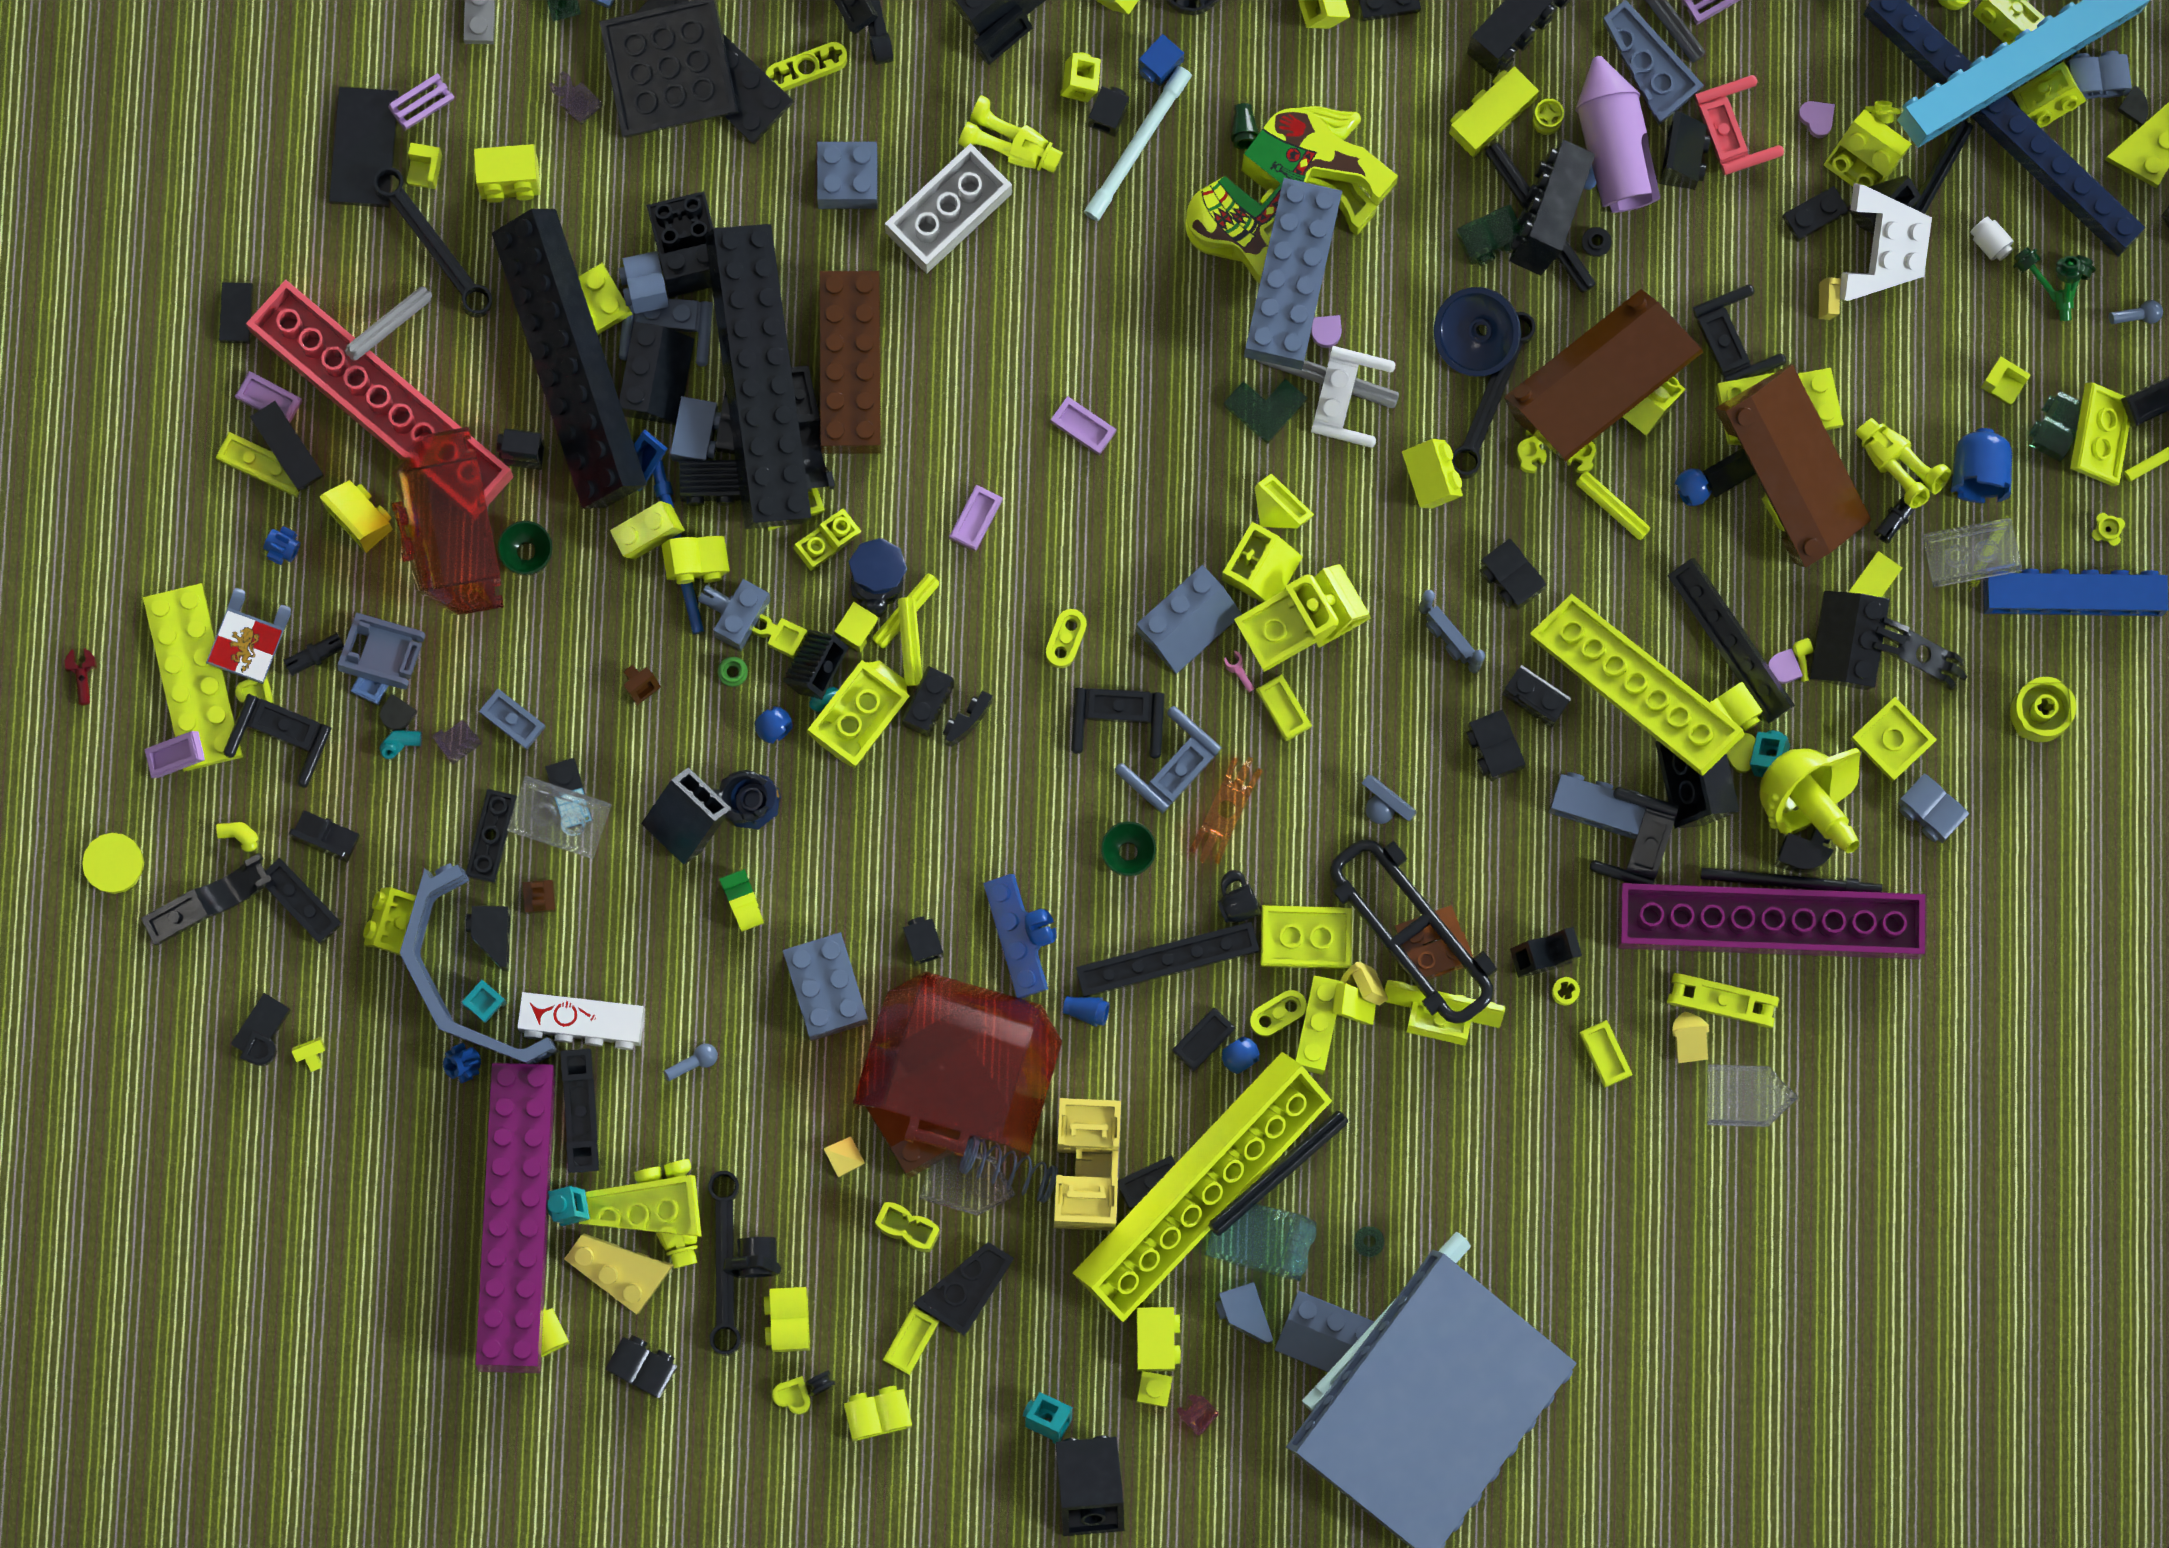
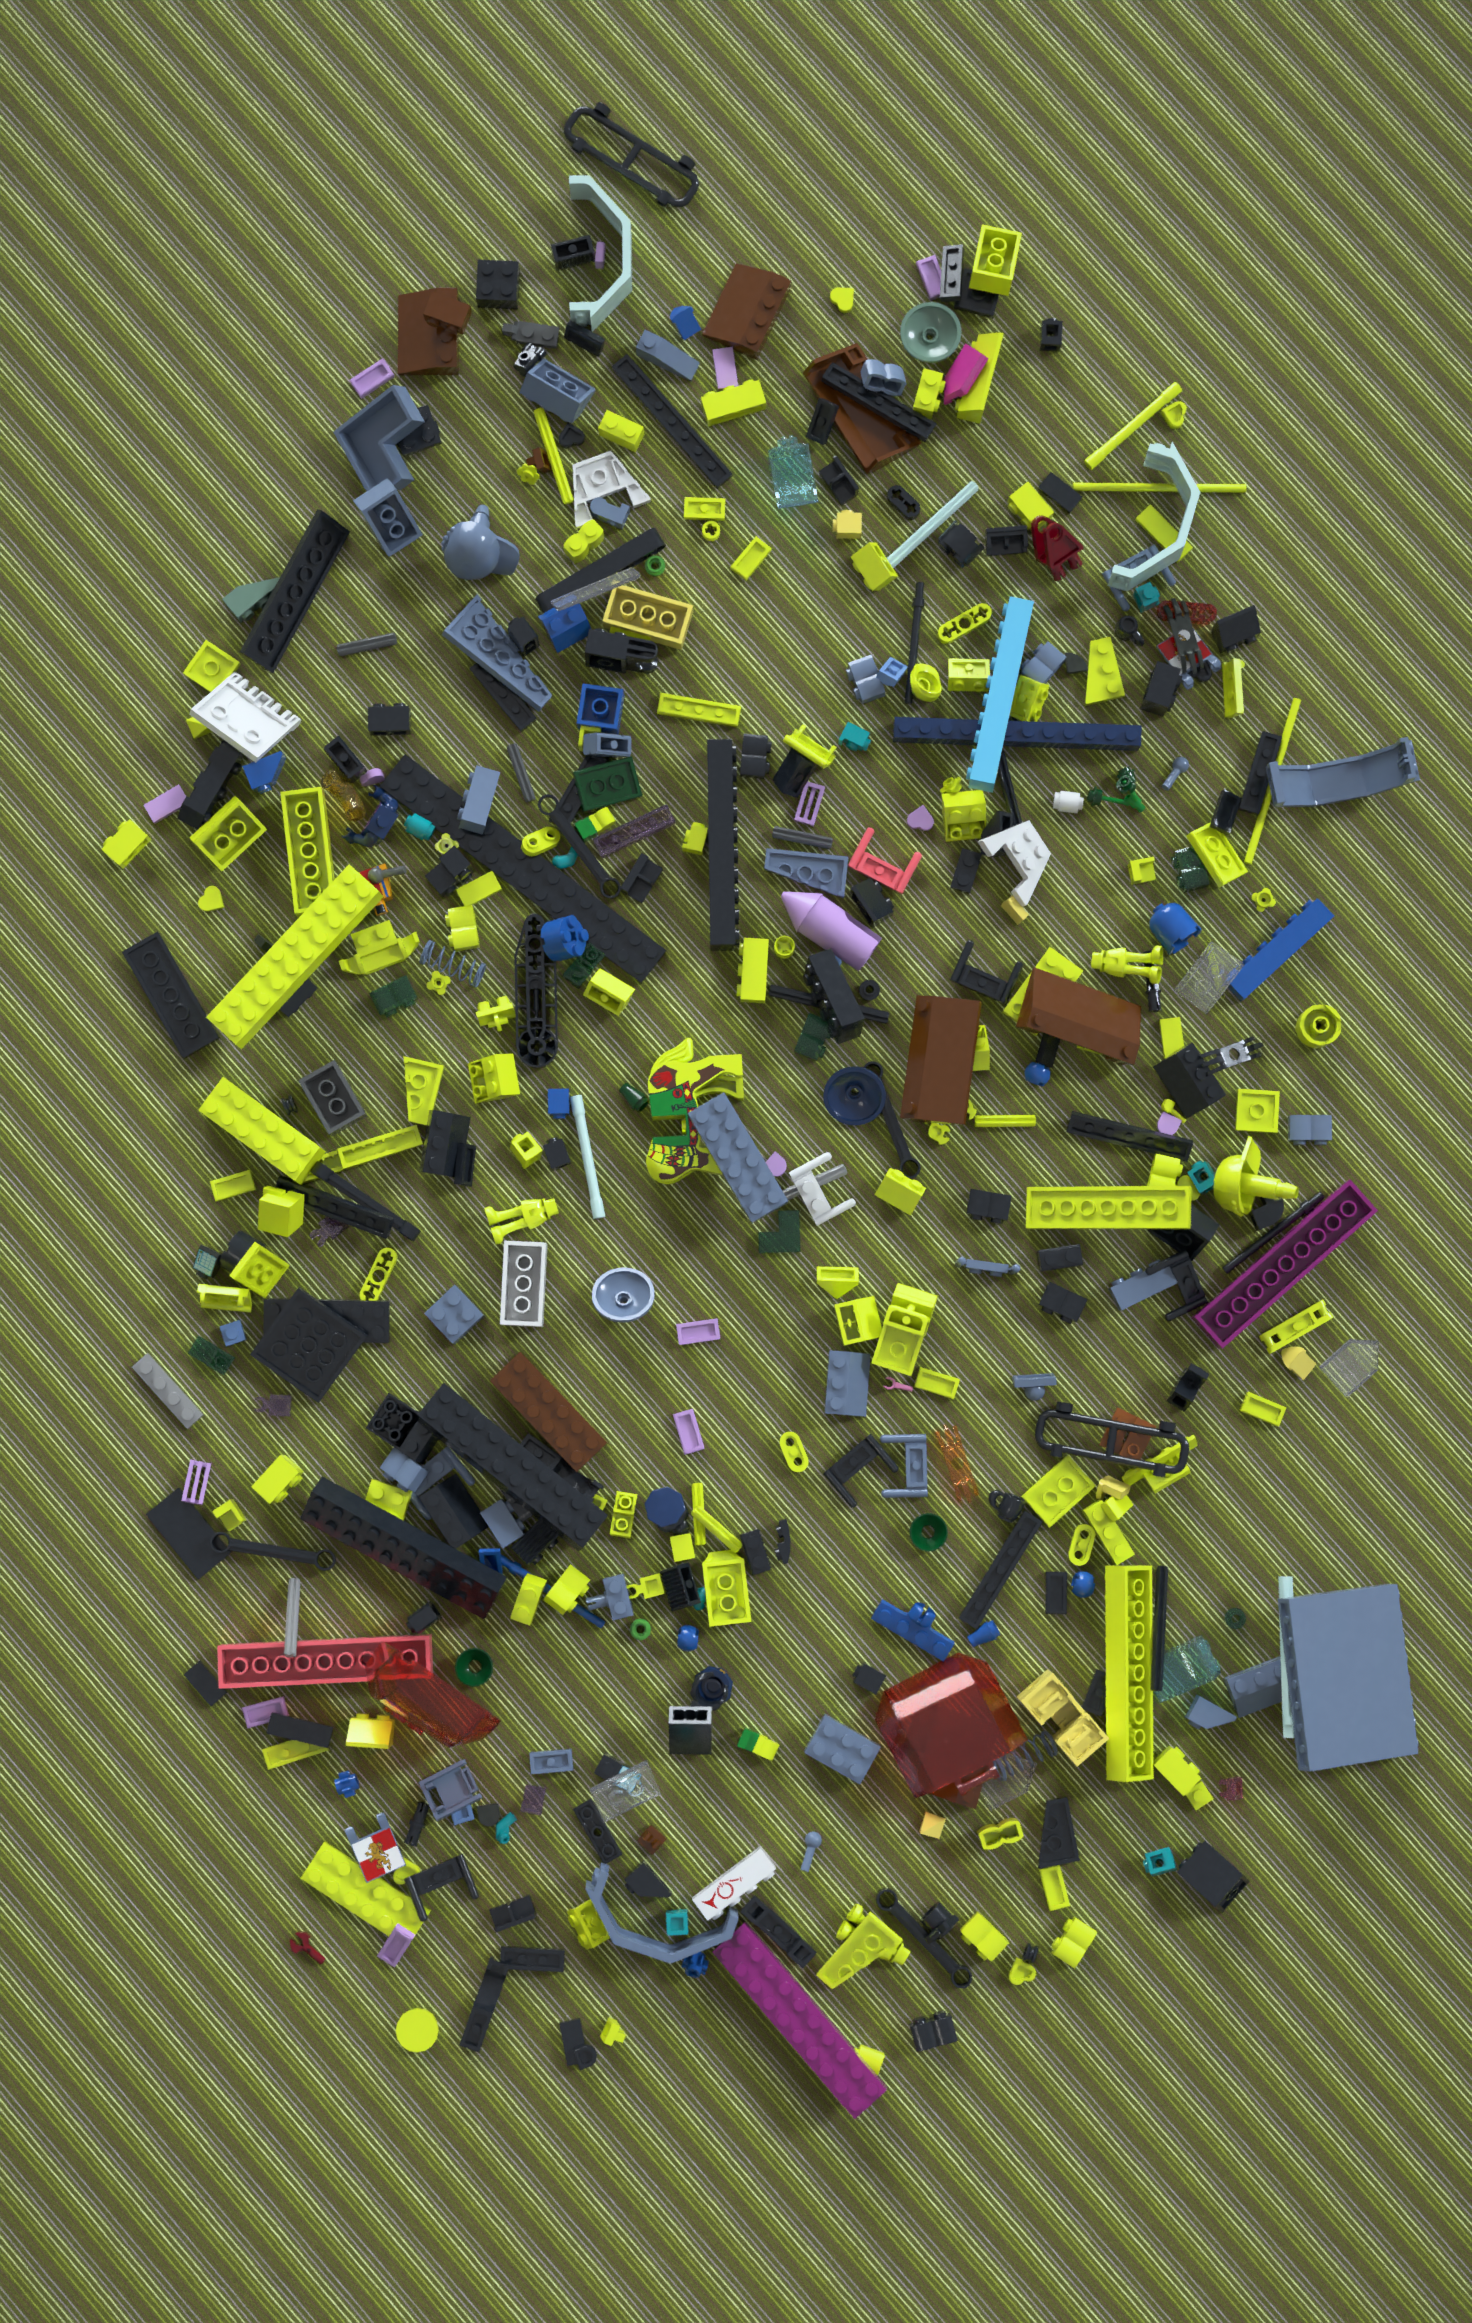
camera: 40 degrees left, 5 degrees up
(241, 832) = (467, 1951): neon yellow arm -> none
(562, 1205) = (816, 1990): teal brick -> none
(618, 1271) = (877, 1993): light yellow wing -> none
(640, 684) = (599, 1681): reddish brown tile -> none
(1040, 313) = (623, 1286): none -> sand blue dish
(1557, 987) = (1219, 1393): neon yellow bush -> none

